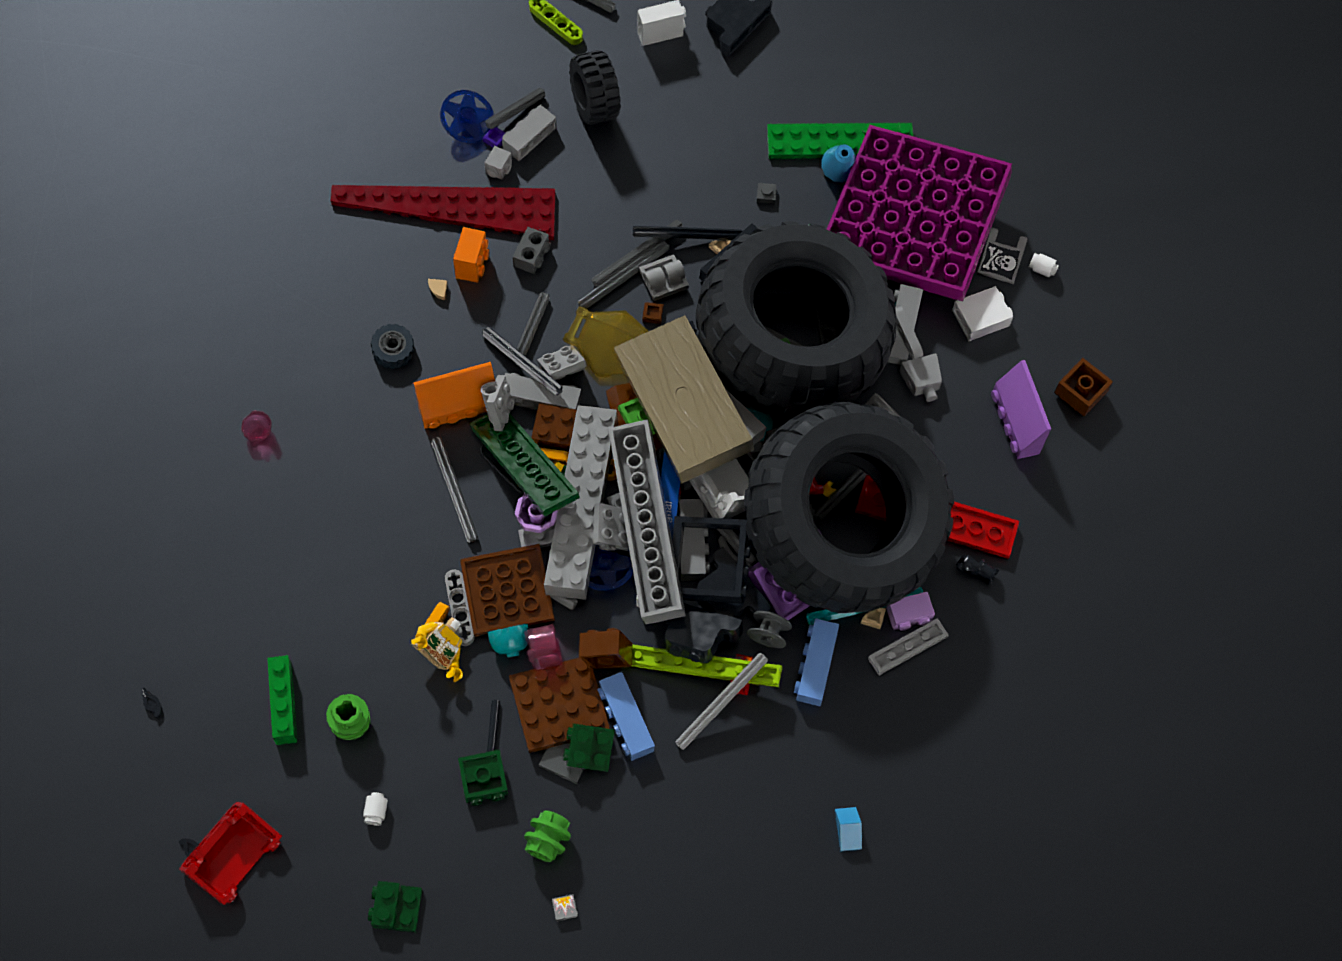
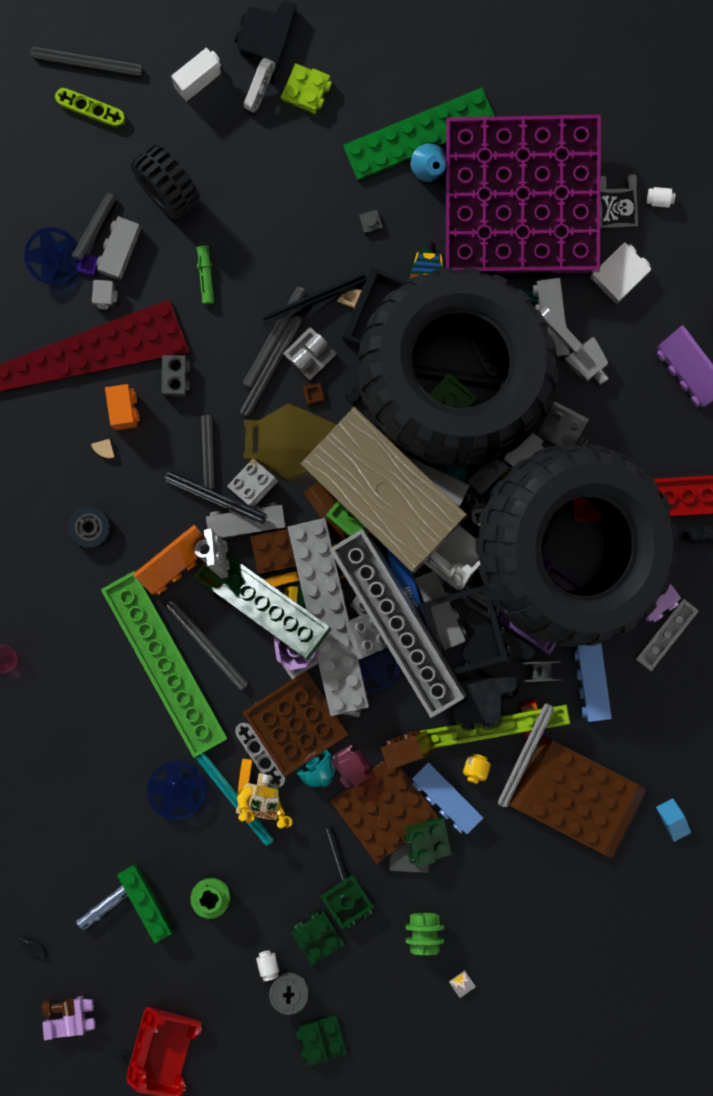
camera: 15 degrees left, 20 degrees up
(158, 783) = (73, 1018): none -> lavender hips
(237, 690) = (98, 911): none -> sand blue pin
(362, 606) = (176, 790): none -> clear blue wheel
(377, 835) = (298, 999): none -> dark grey piece
(405, 491) = (164, 664): none -> bright green plate
(412, 626) = (232, 795): none -> teal axle
(437, 801) = (317, 937): none -> dark green plate
(599, 174) = (204, 266): none -> bright green pin
(667, 698) = (476, 768): none -> yellow head
(704, 57) = (259, 85): none -> light grey beam
(753, 70) = (306, 88): none -> lime plate
(759, 767) = (577, 796): none -> reddish brown slope

